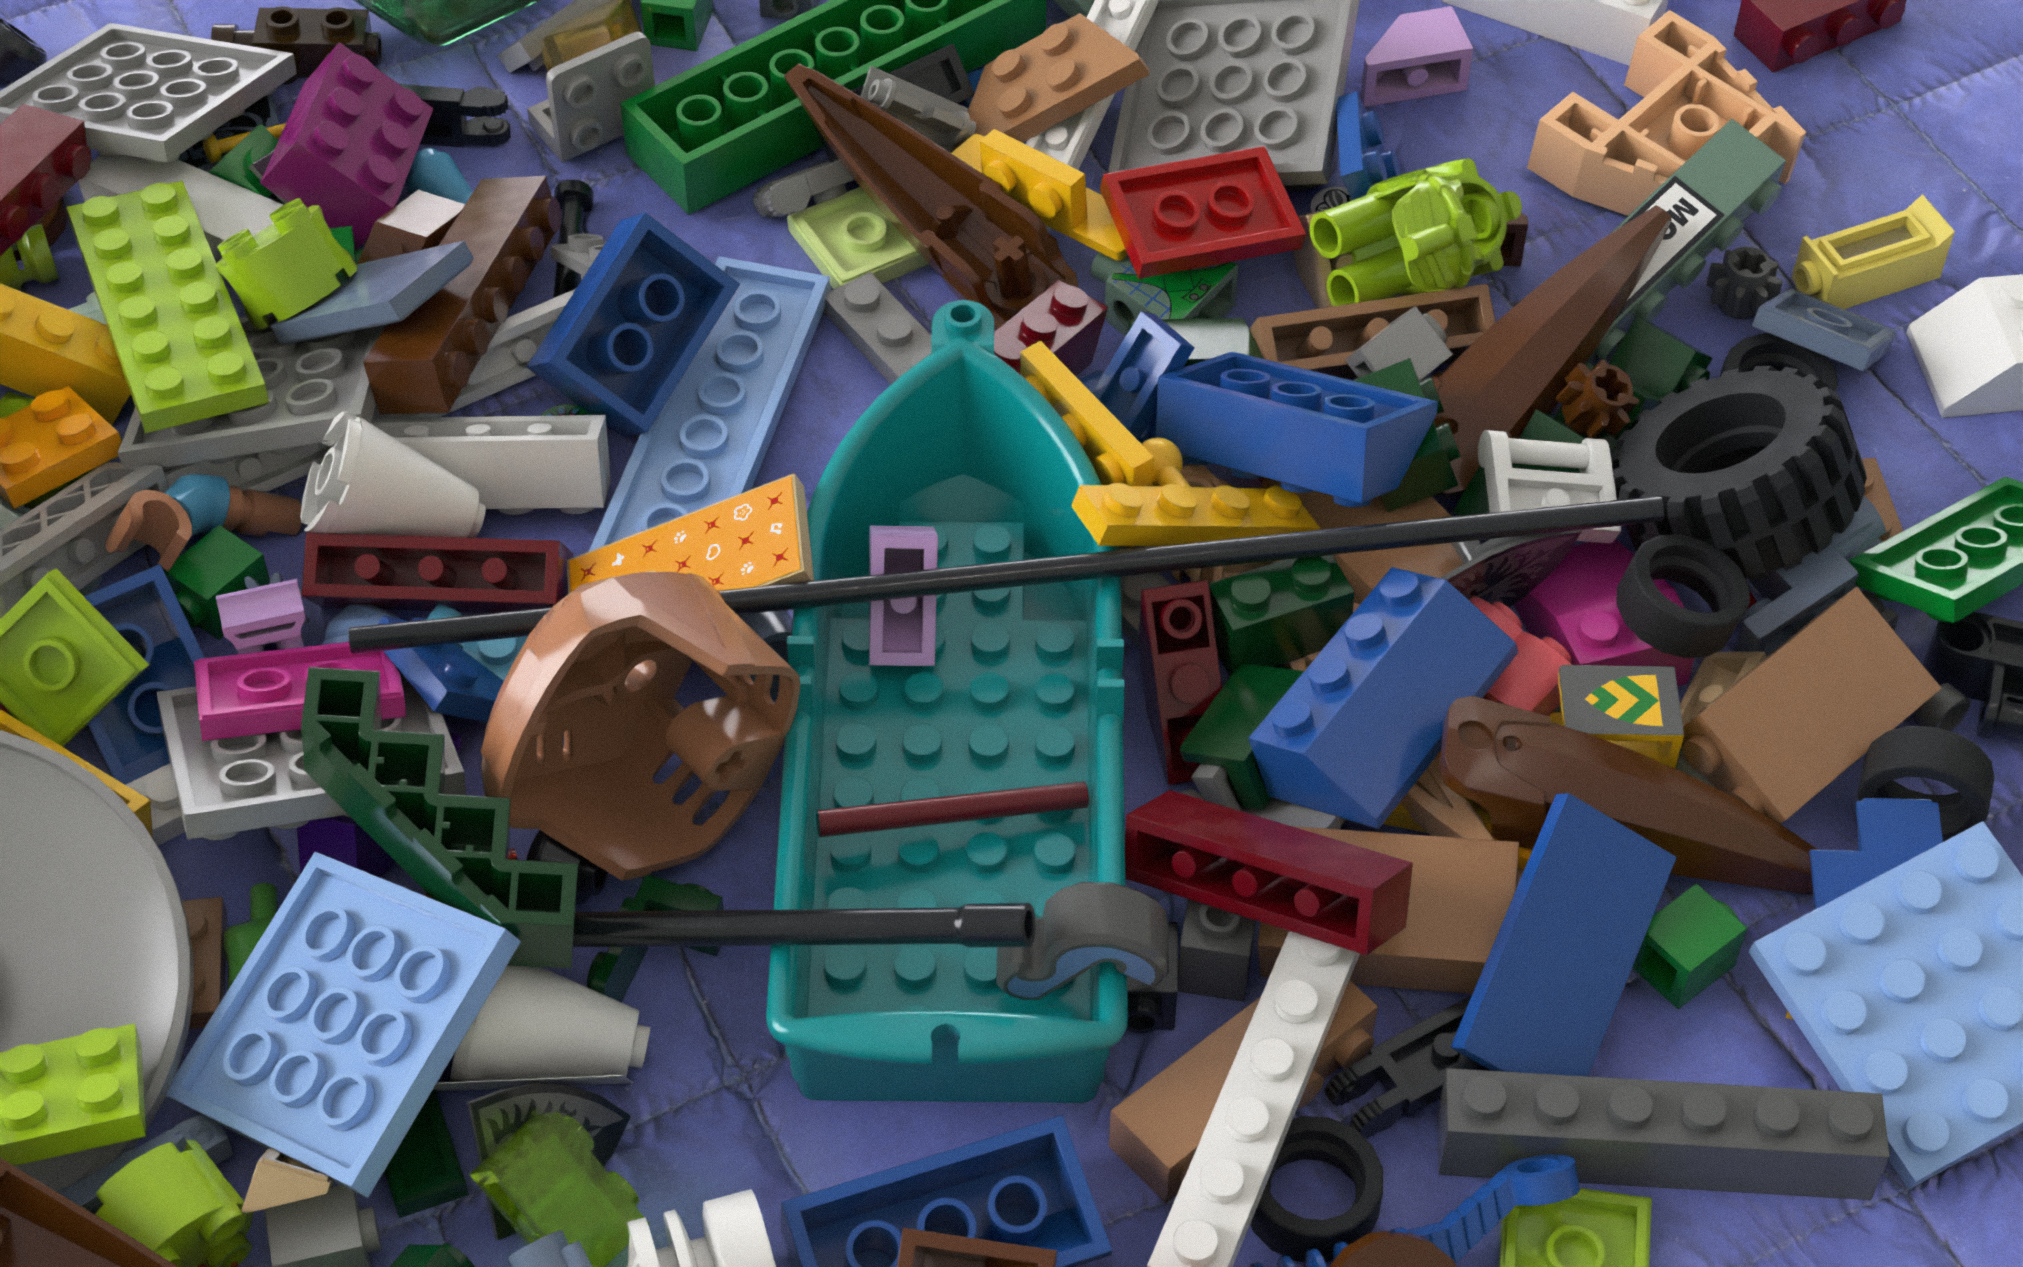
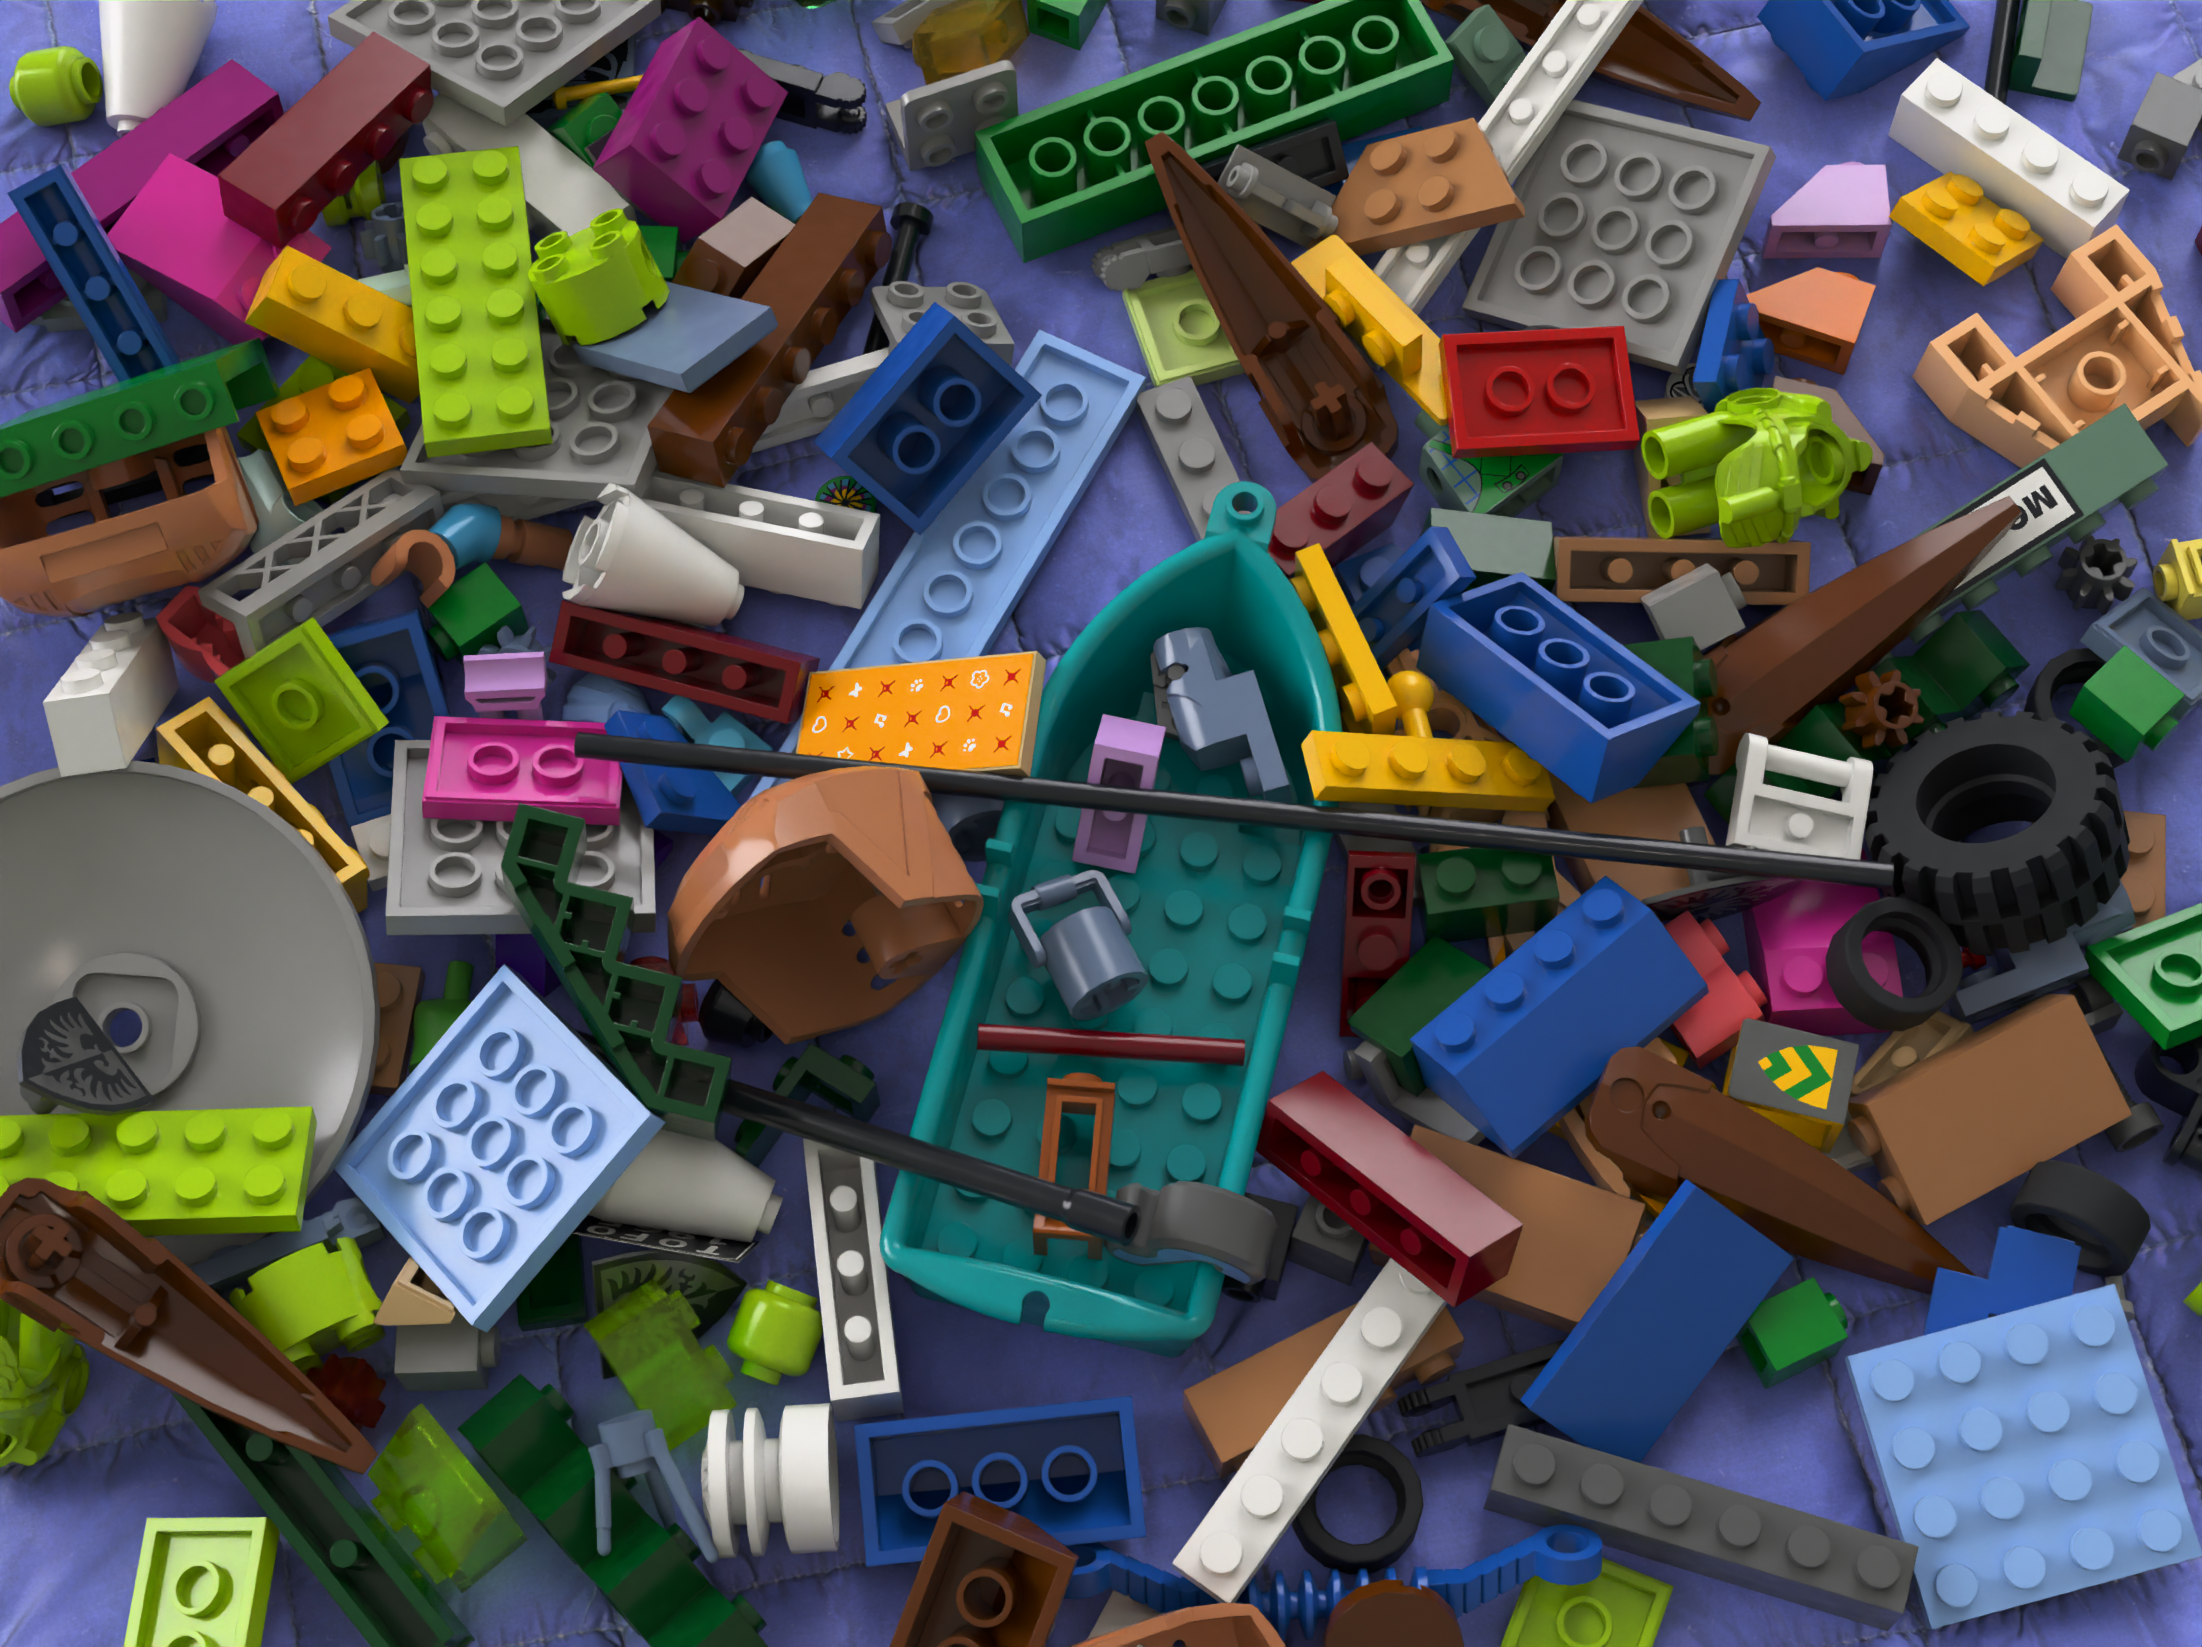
camera: 15 degrees right, 15 degrees up
(66, 281) = (386, 237): none -> sand blue gear
(673, 1152) = (776, 1332): none -> lime head
(741, 1076) = (852, 1284): none -> white brick
(903, 726) = (1084, 951): none -> sand blue piece
(942, 857) = (1075, 1095): none -> dark orange window
(978, 509) = (1216, 713): none -> sand blue plate
(1428, 128) = (1814, 316): none -> orange slope
(1523, 38) = (1967, 227): none -> yellow plate
(1820, 350) = (2128, 705): none -> green brick

